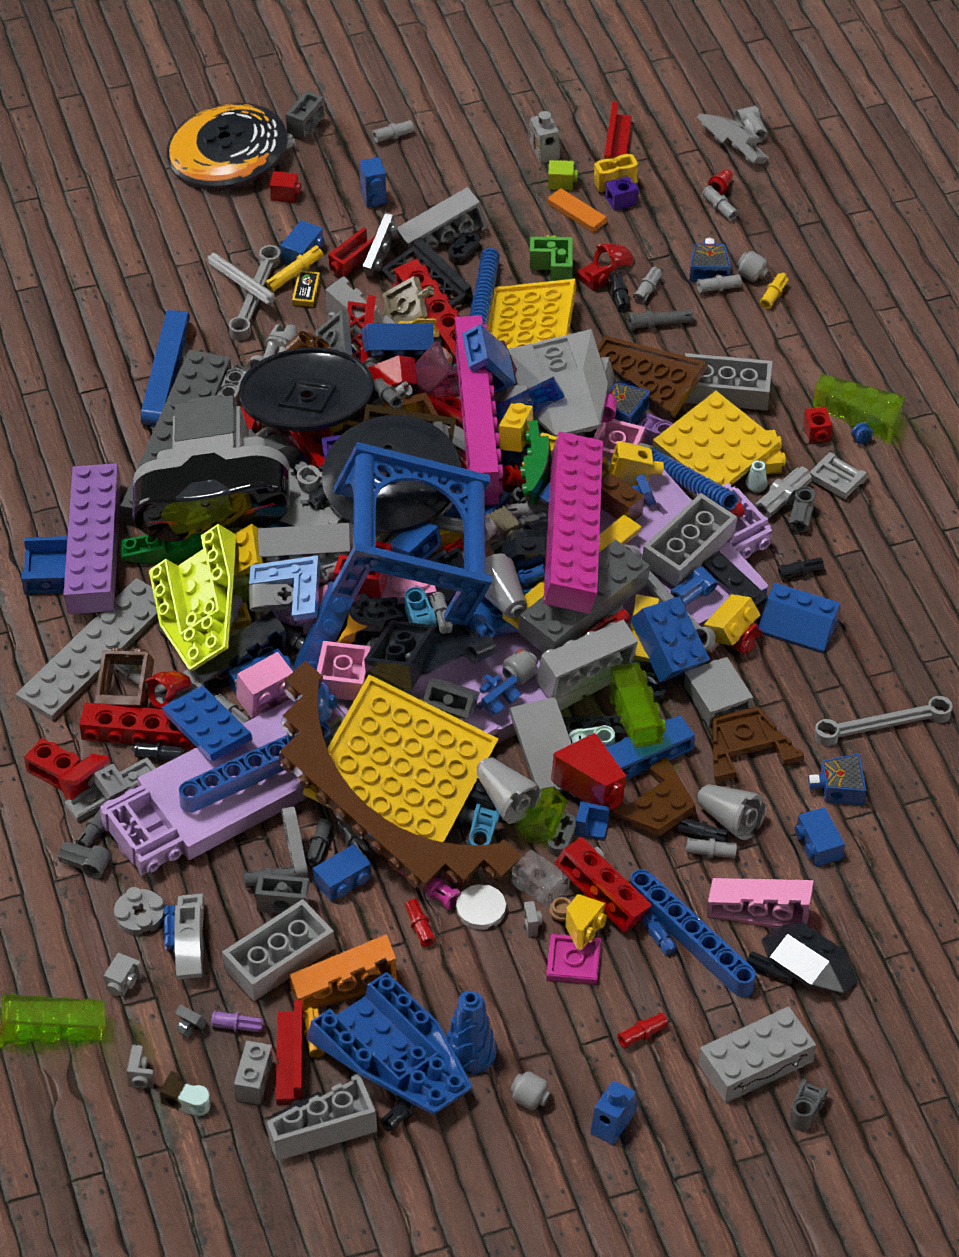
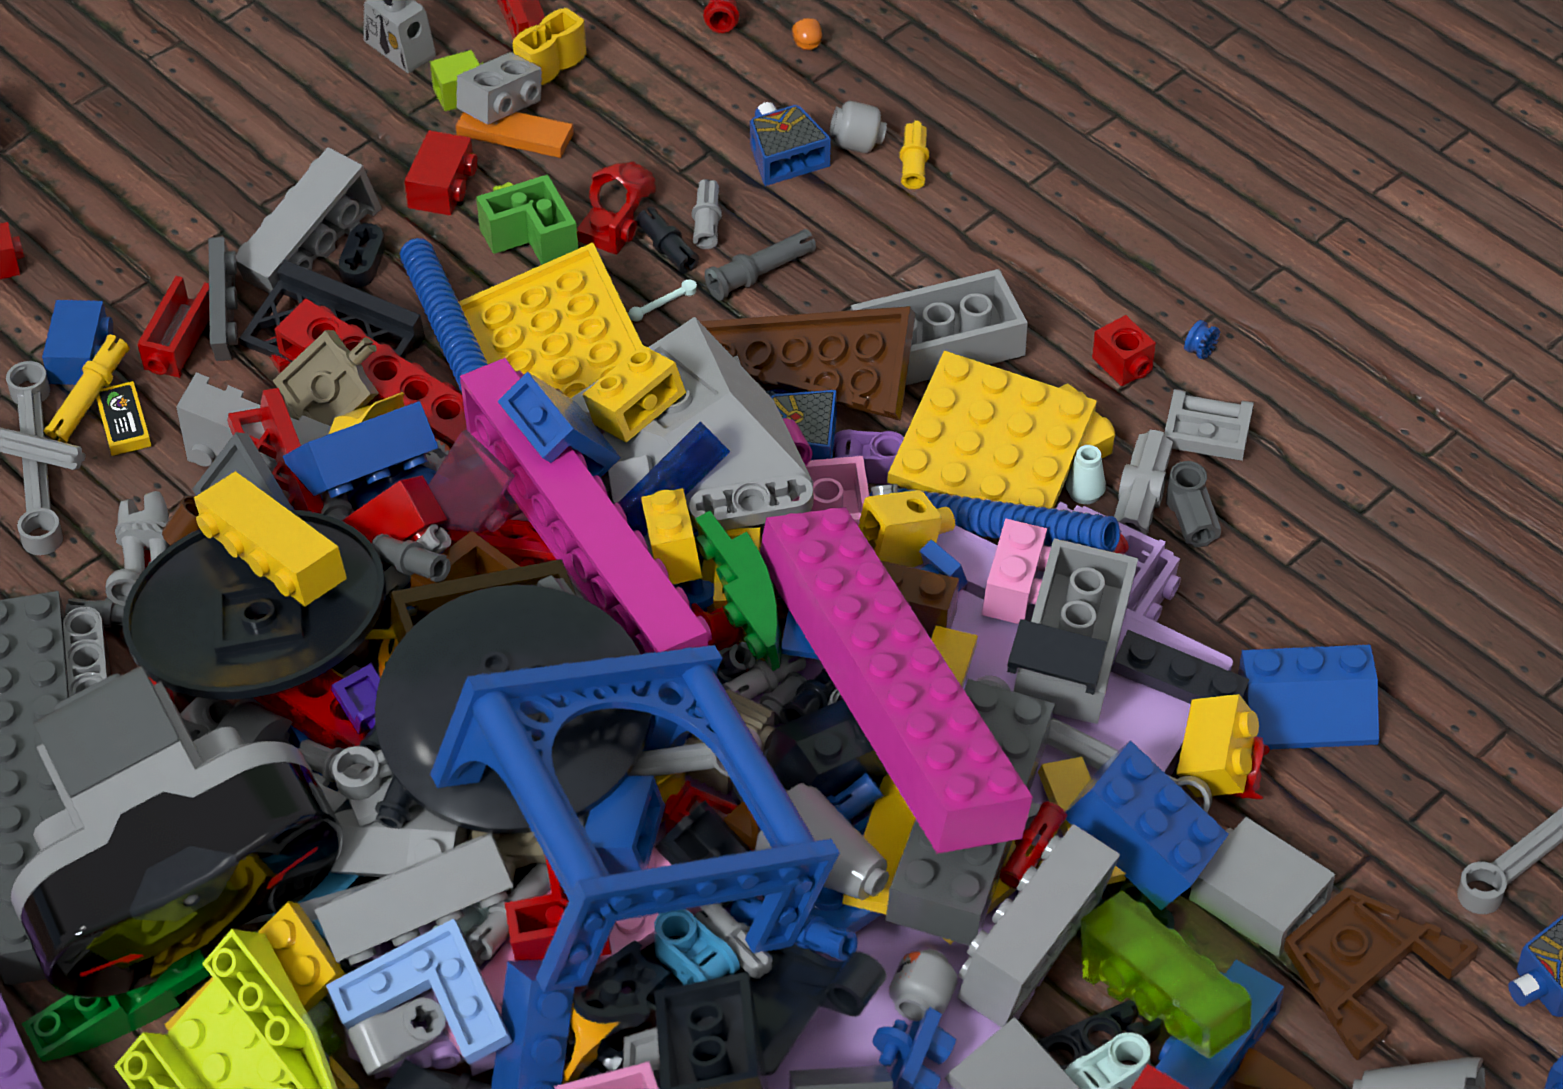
camera: 25 degrees left, 0 degrees up
(326, 361) = (269, 538): none -> yellow brick
(372, 182) = (149, 193): blue brick -> none
(393, 131) = (131, 98): light grey pin -> none
(524, 219) = (440, 173): none -> red brick
(536, 354) = (634, 393): none -> yellow brick
(556, 418) = (761, 488): none -> light grey beam
(577, 185) = (499, 88): none -> light grey brick
(617, 319) = (687, 288): none -> light aqua hinge
(621, 193) = (574, 78): dark purple brick -> none
(663, 544) = (1057, 654): none -> black hinge
(675, 500) = (1014, 571): none -> bright pink brick
(698, 583) = (1127, 708): blue piece -> none
(719, 283) = (819, 172): light grey pin -> none
(720, 203) = (741, 43): light grey pin -> none
(758, 209) = (807, 34): none -> orange hinge
(800, 568) = (1250, 607): black axle -> none
(860, 404) = (1172, 293): clear neon green wedge -> none

